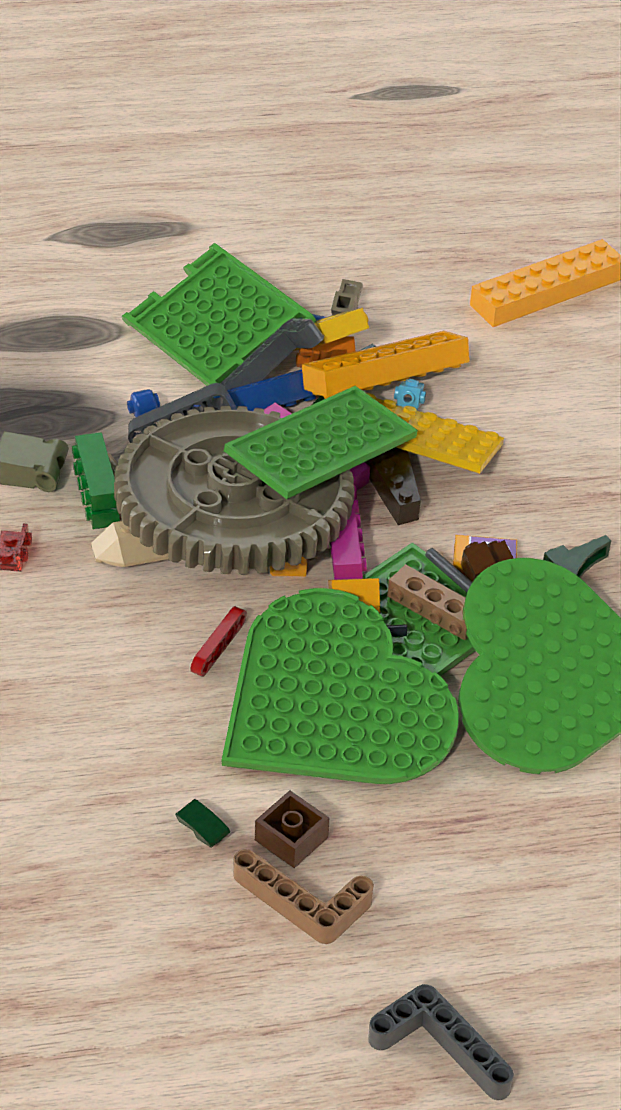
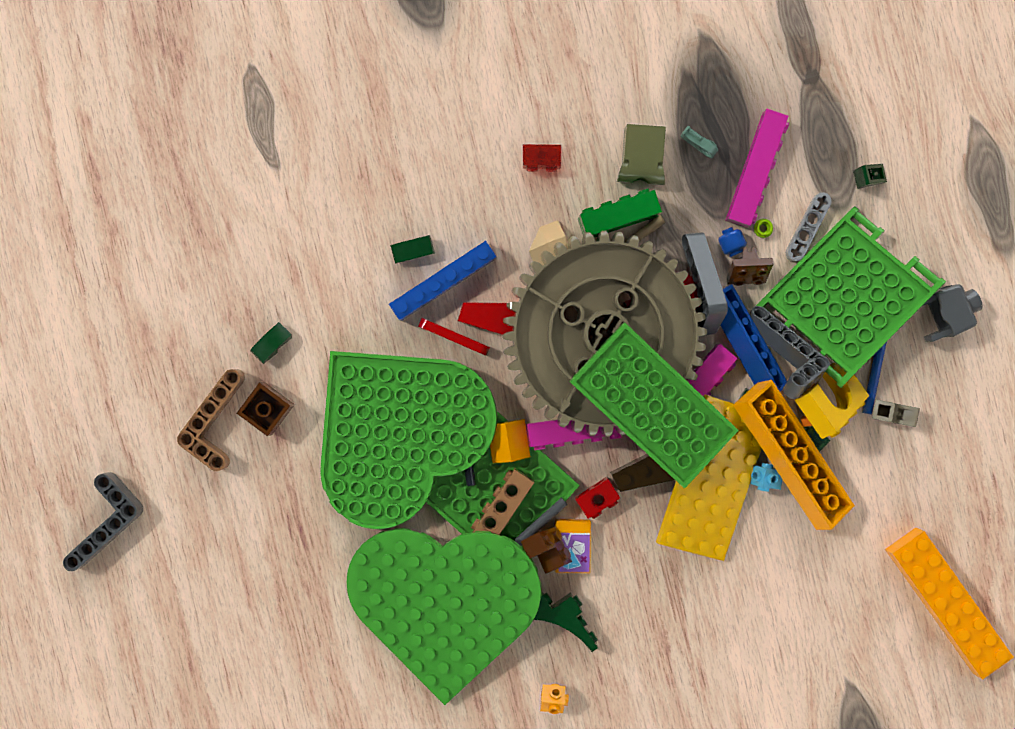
camera: 90 degrees right, 45 degrees up
(26, 421) = (702, 144): none -> sand green piece
(66, 380) = (757, 168): none -> dark pink brick
(91, 305) = (869, 175): none -> dark green slope
(101, 671) = (412, 249): none -> dark green slope
(132, 382) = (769, 228): none -> lime plate
(148, 644) = (443, 281): none -> blue brick
(158, 361) = (808, 227): none -> light grey beam
(174, 381) = (749, 269): none -> reddish brown plate
(201, 601) = (486, 316): none -> red slope
(251, 250) = (953, 311): none -> dark grey piece
(427, 529) = (602, 488): none -> red brick

